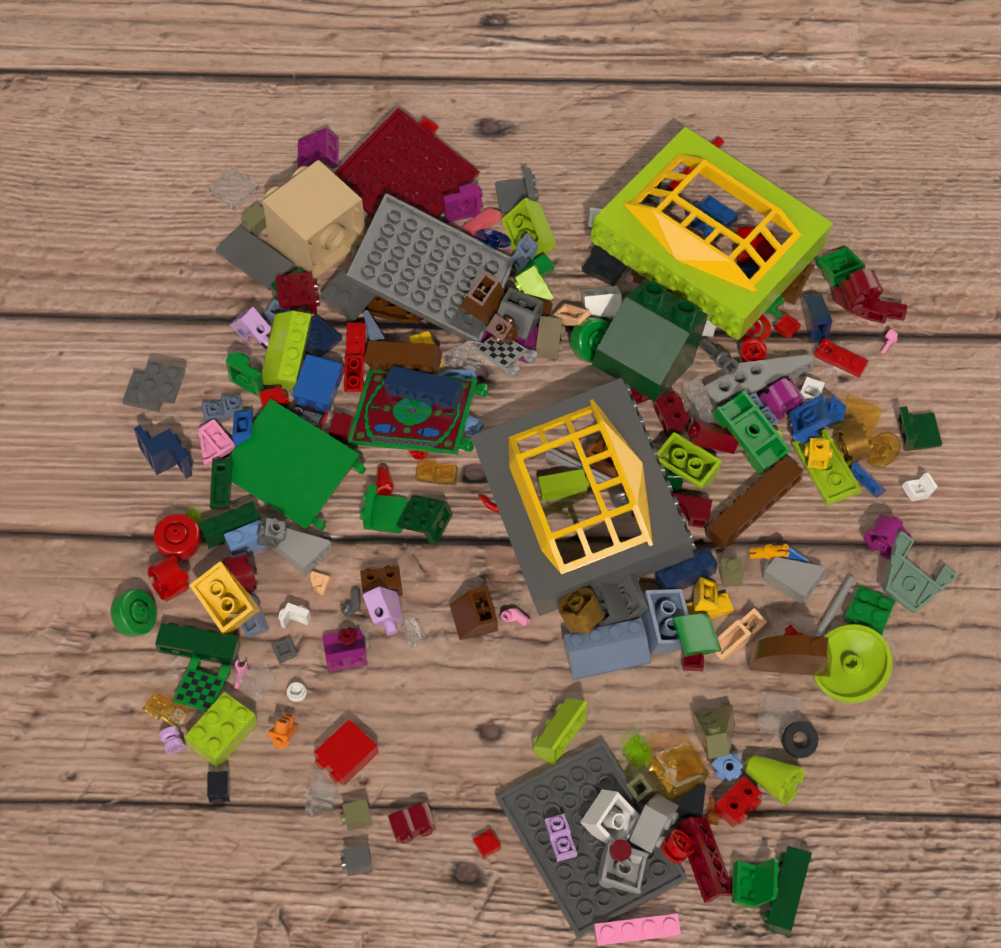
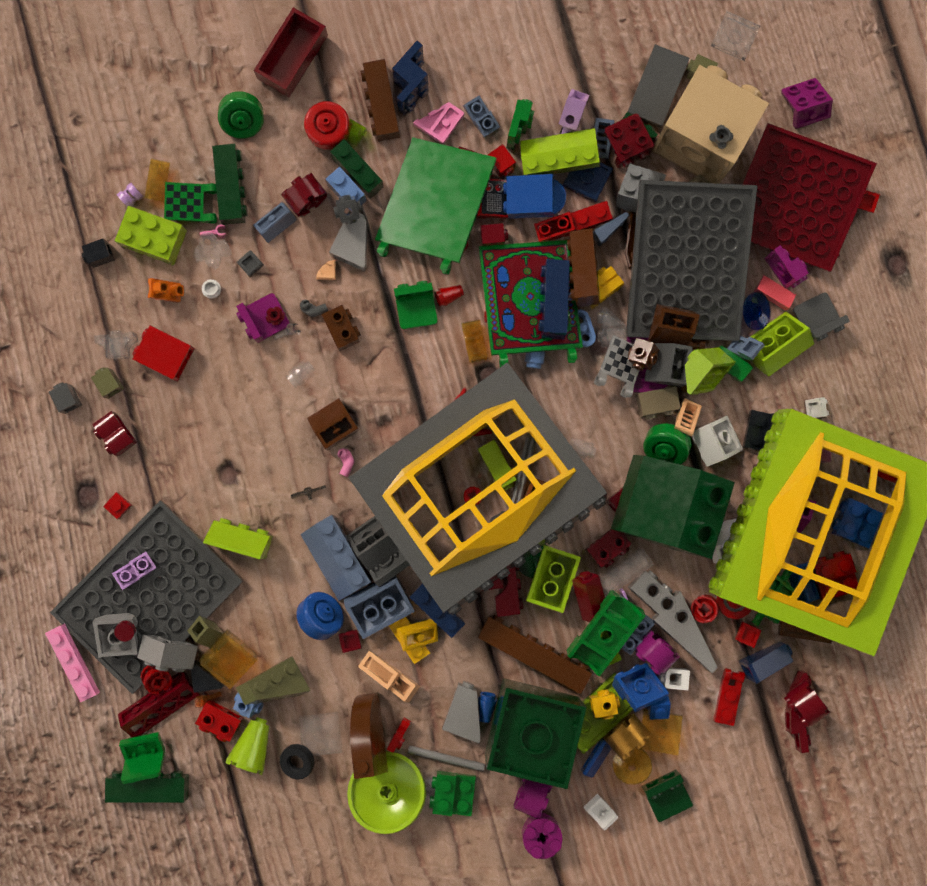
camera: 65 degrees right, 25 degrees up
(91, 549) = (291, 52): none -> dark red piece
(154, 386) = (480, 43): dark grey bracket -> none
(168, 578) = (281, 132): red brick -> none
(171, 486) = (381, 100): none -> reddish brown brick
(221, 483) = (398, 144): dark green plate -> none
(224, 598) = (270, 191): yellow slope -> none
(242, 426) = (462, 141): blue slope -> none
(296, 613) = (287, 263): white bracket -> none
(334, 195) = (725, 132): none -> dark grey plate
(384, 608) = (310, 340): lavender torso -> none
(426, 516) = (420, 346): dark green bracket -> none
(533, 659) = (307, 492): none -> clear smoke piece
(580, 611) = (354, 524): pearl gold brick -> none
(585, 507) = (470, 493): none -> red wheel
(610, 817) = (161, 611): white slope -> none
(637, 753) = (240, 616): clear neon green brick -> none
(660, 677) = (319, 616): none -> blue wheel
(696, 634) = (370, 639): slope -> none
(722, 359) = (682, 581): dark grey pin -> none
(731, 572) = (451, 652): olive brick -> none
(769, 551) = (482, 683): light orange pin -> none
(825, 506) = (535, 733): none -> dark green piece
(839, 266) = (836, 672): green plate -> none
(892, 338) = (769, 742): bright pink hand -> none
(908, 583) = (488, 827): sand green wing -> none
(930, 542) = (542, 847): none -> magenta brick

